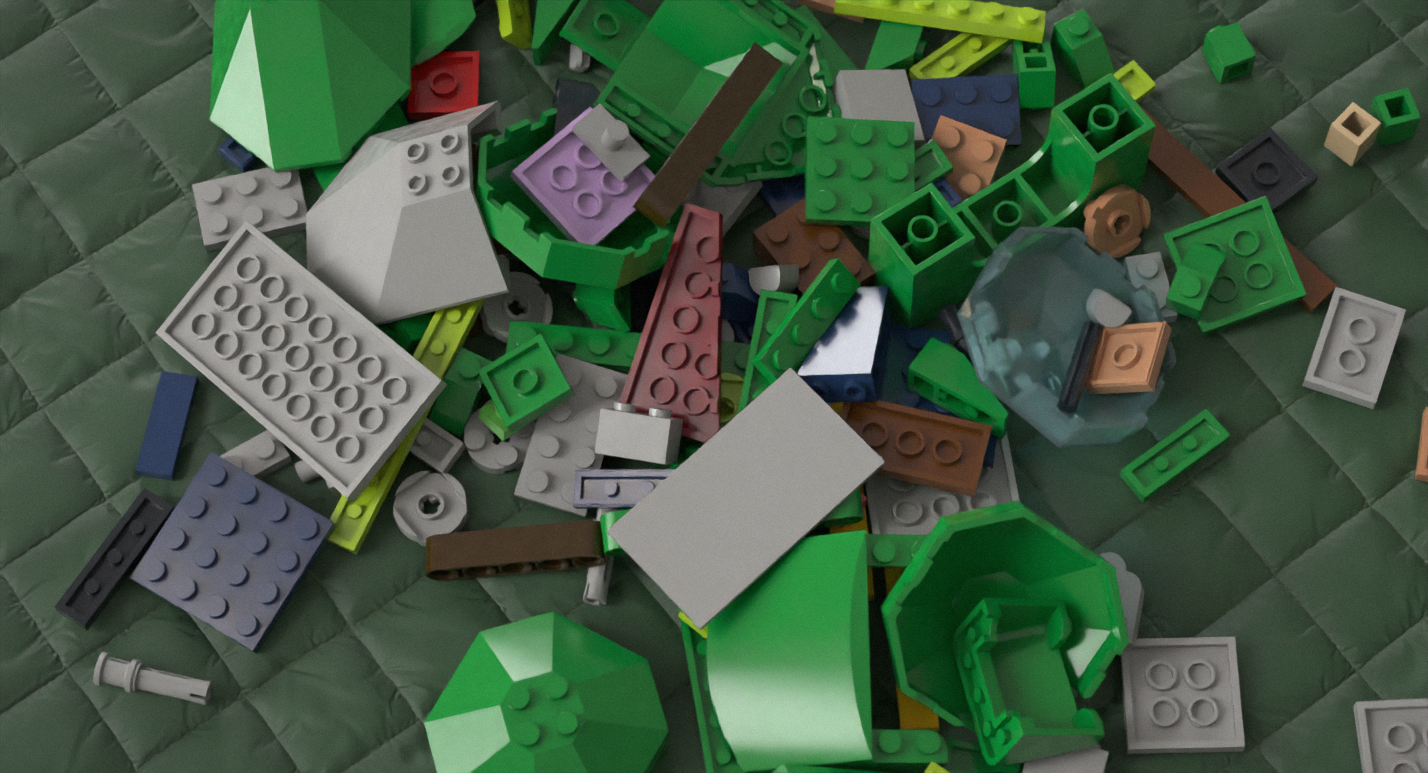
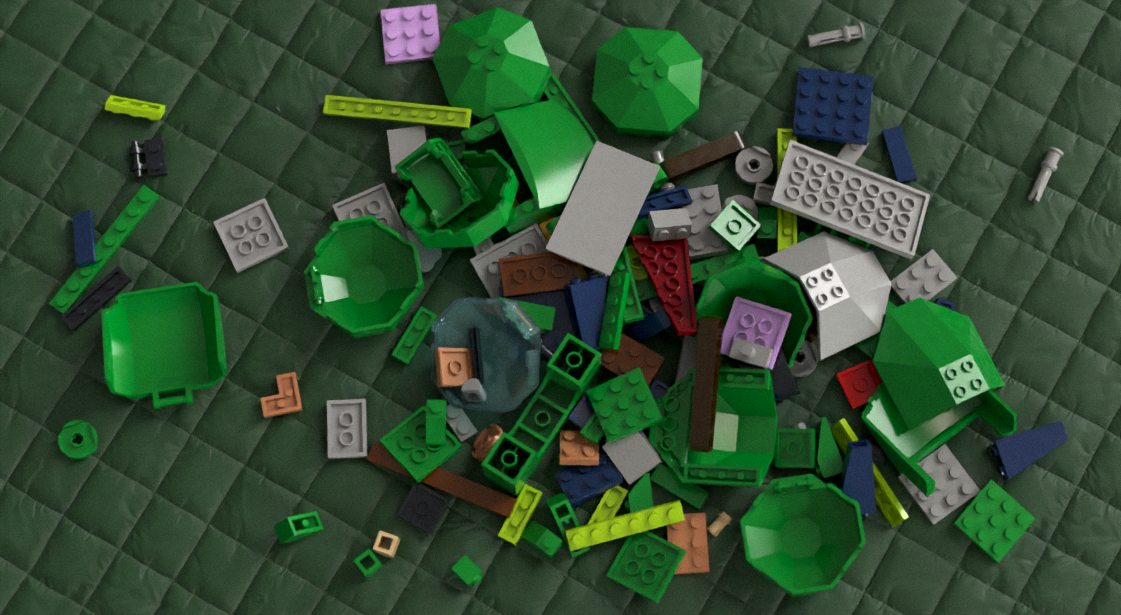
camera: 155 degrees right, 10 degrees up
(114, 559) = (885, 82): black plate -> none
(774, 278) = (642, 333): light grey brick -> none
(1237, 559) = (363, 276): none -> green windscreen

